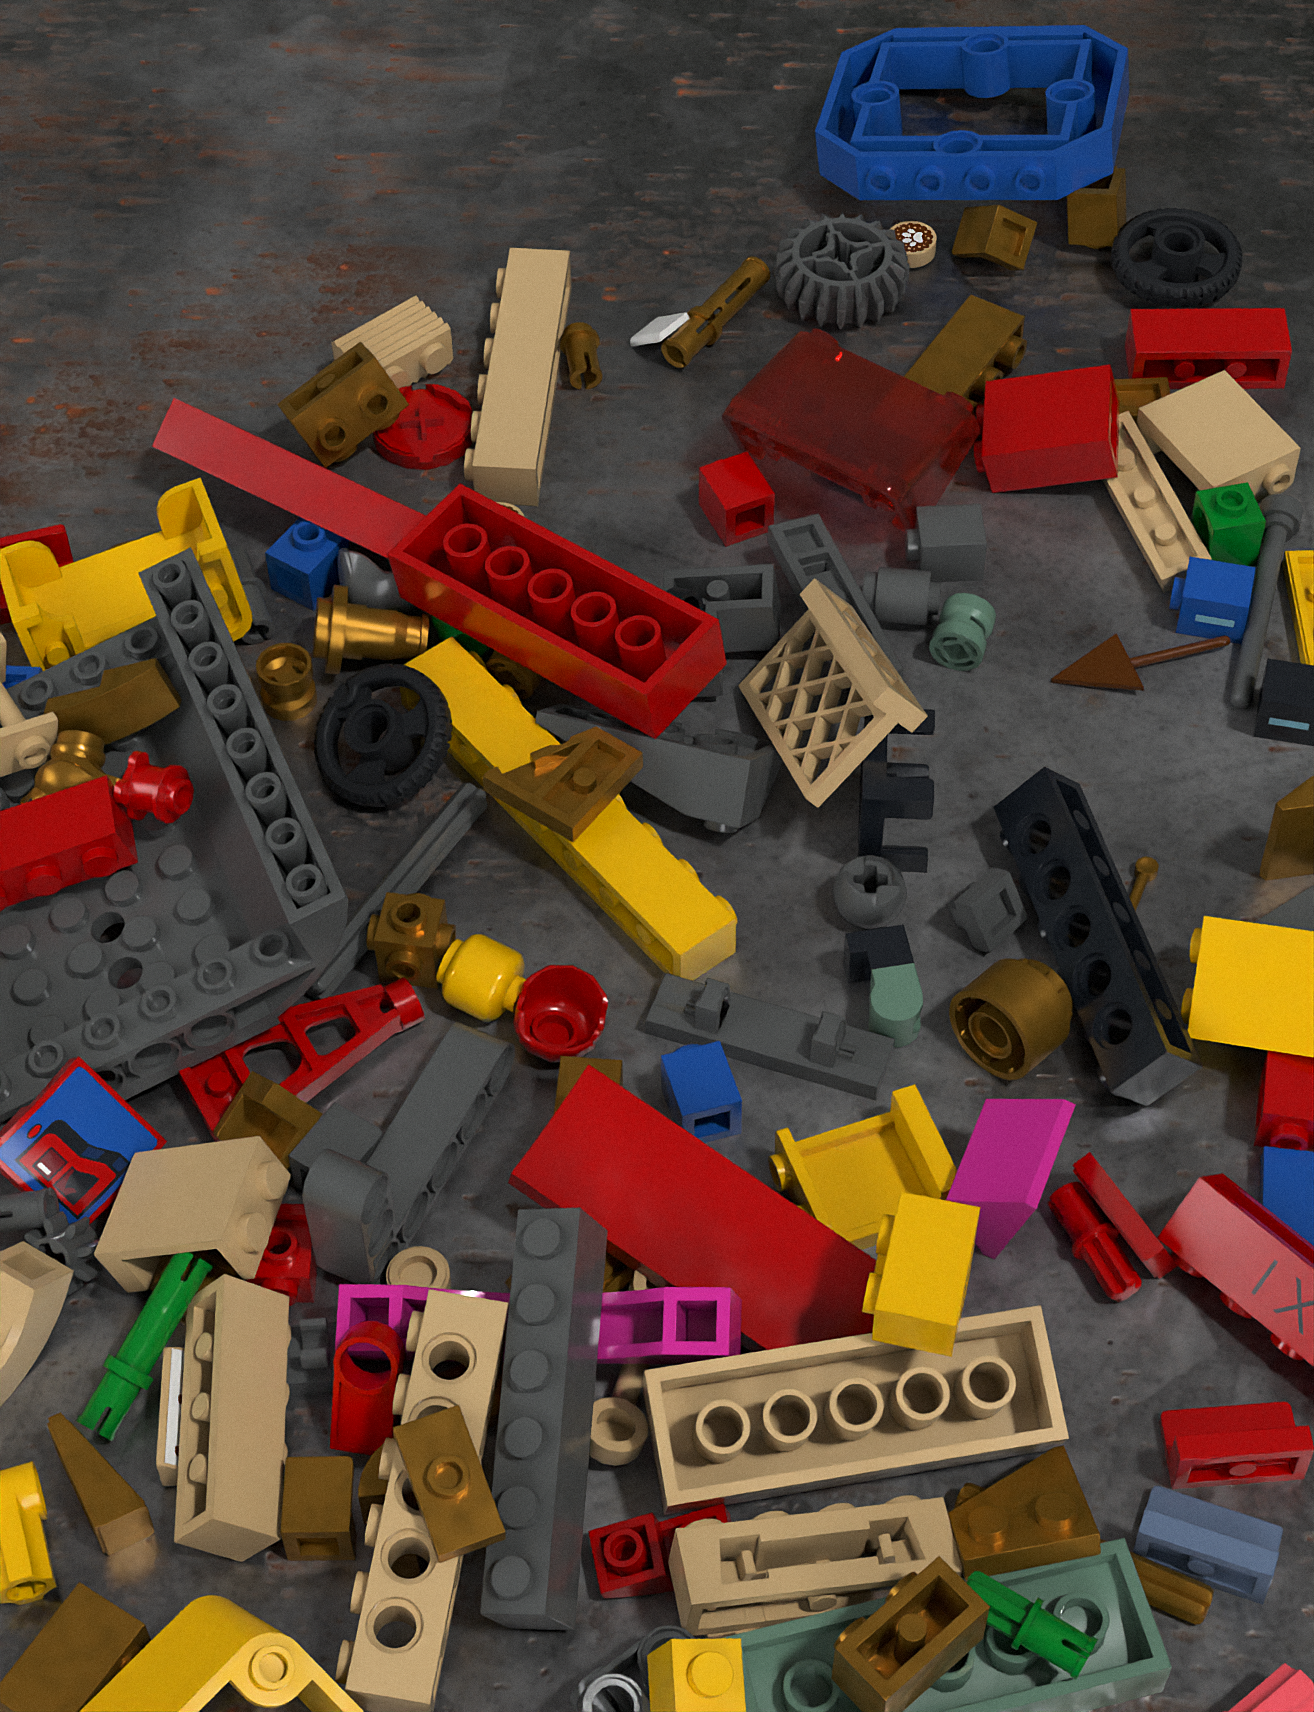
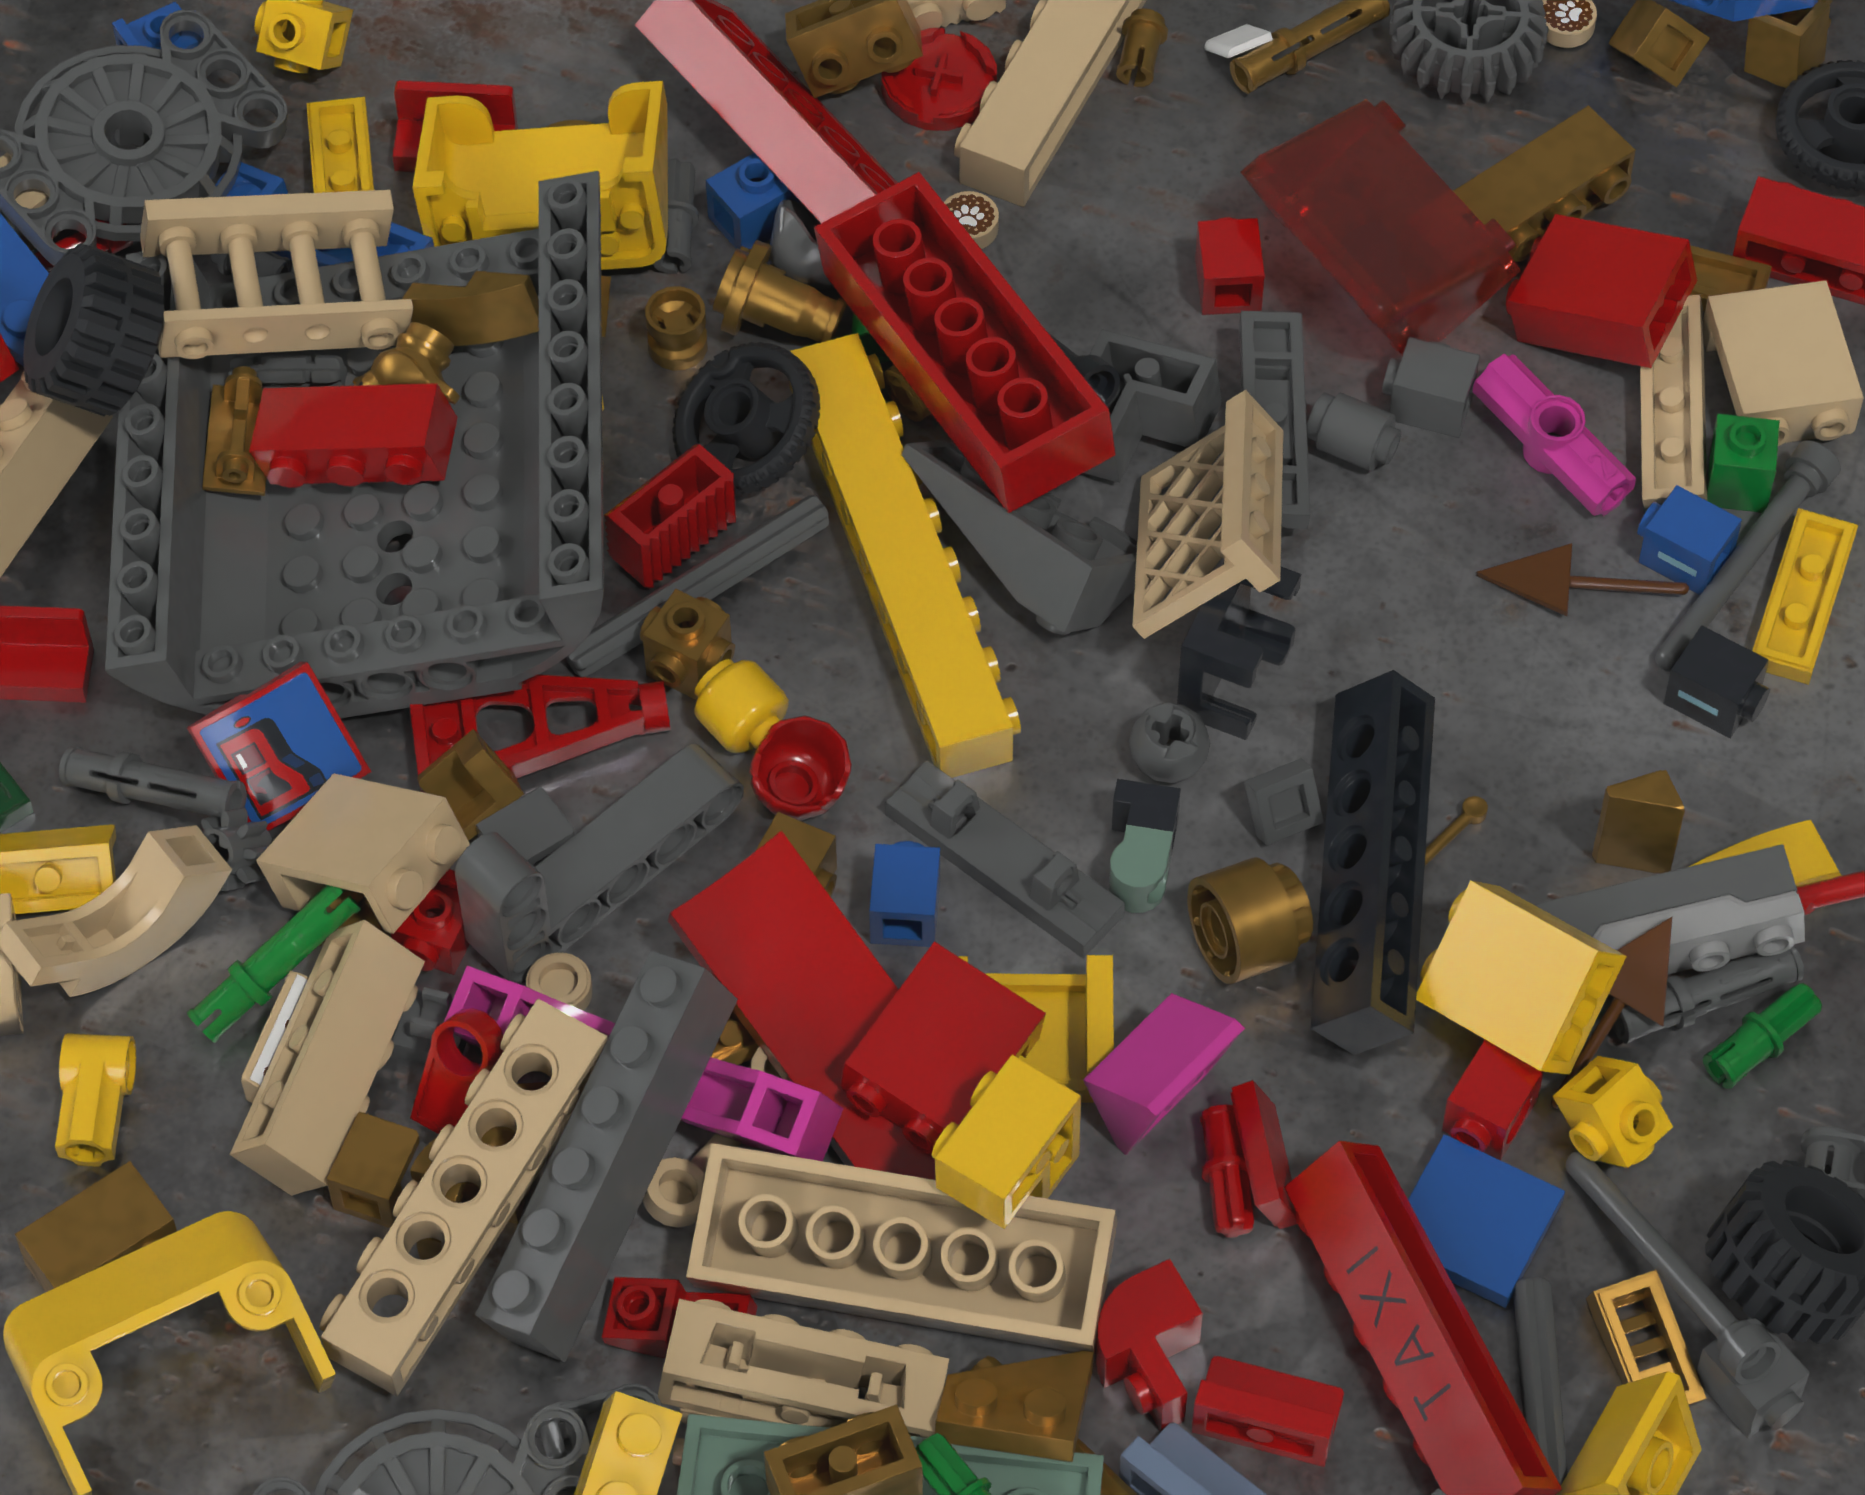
camera: 20 degrees right, 5 degrees up
(108, 1501) = (185, 1097): pearl gold slope -> none
(154, 789) = (481, 411): red brick -> none
(361, 825) = (671, 515): none -> red brick
(449, 1483) = (482, 1184): pearl gold plate -> none
(569, 781) = (903, 530): pearl gold wing -> none
(811, 1217) = (937, 1045): none -> red panel
(958, 639) = (1404, 487): sand green wheel -> none
(1065, 551) = (1573, 458): none -> dark pink piece
(1097, 1398) = (1138, 1332): none -> red brick

